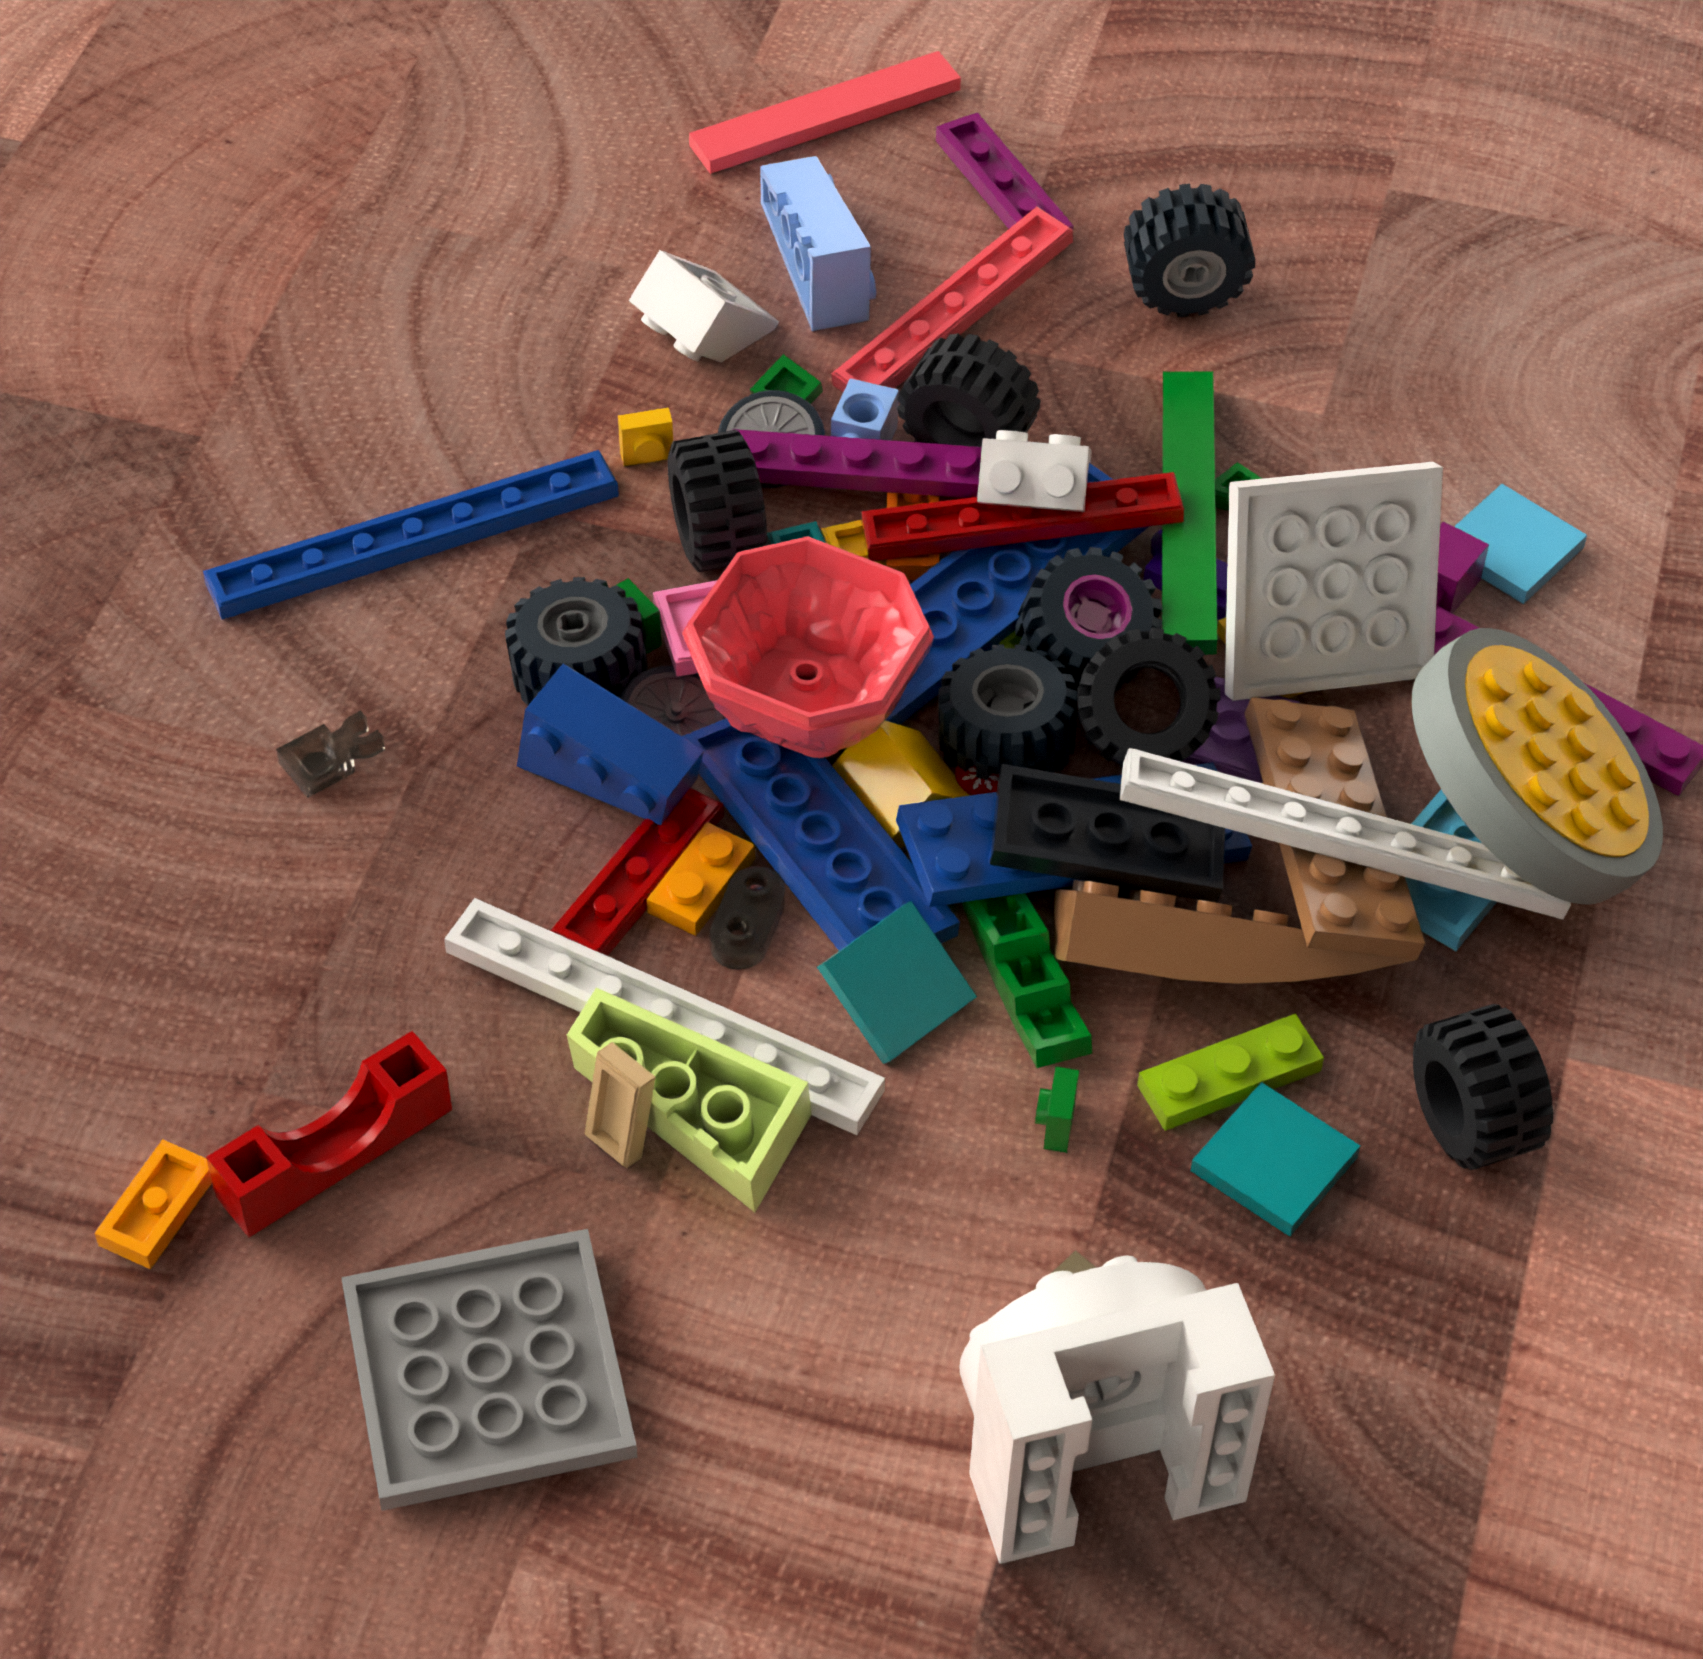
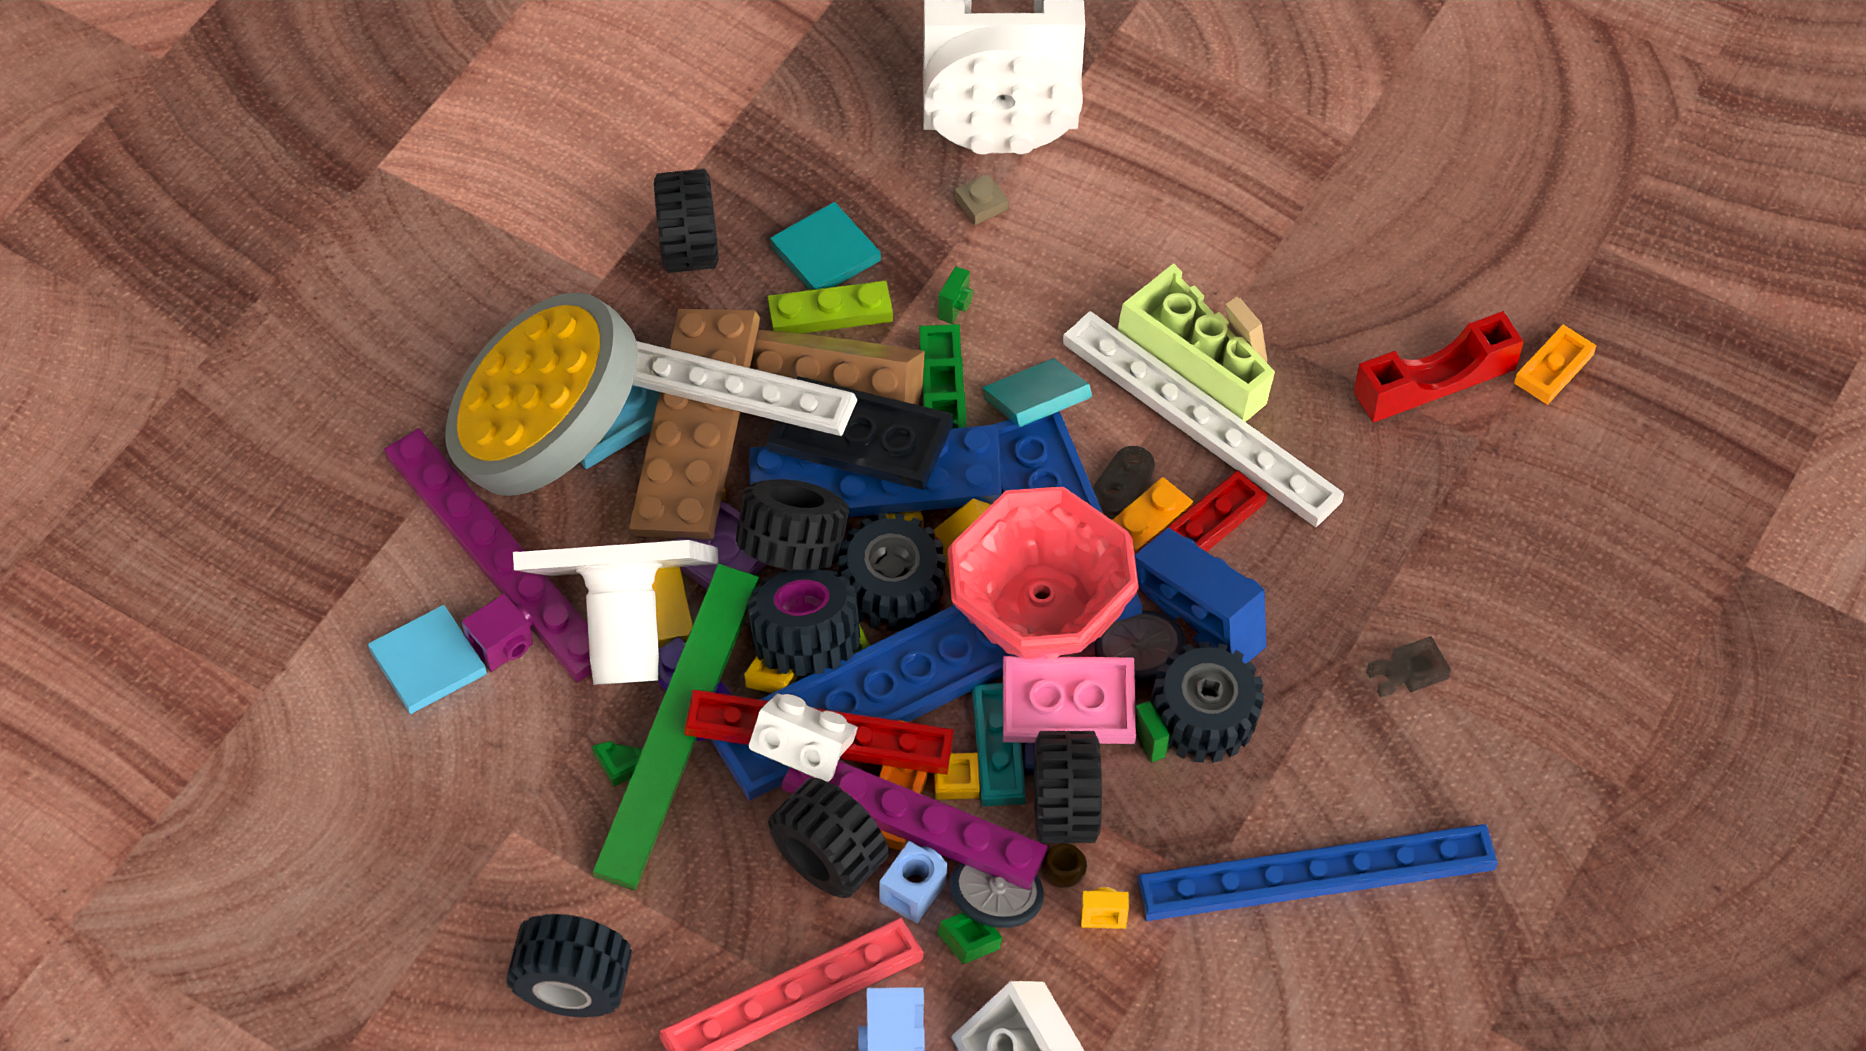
camera: 165 degrees left, 5 degrees up
(487, 1369) = (1355, 227): light grey plate -> none

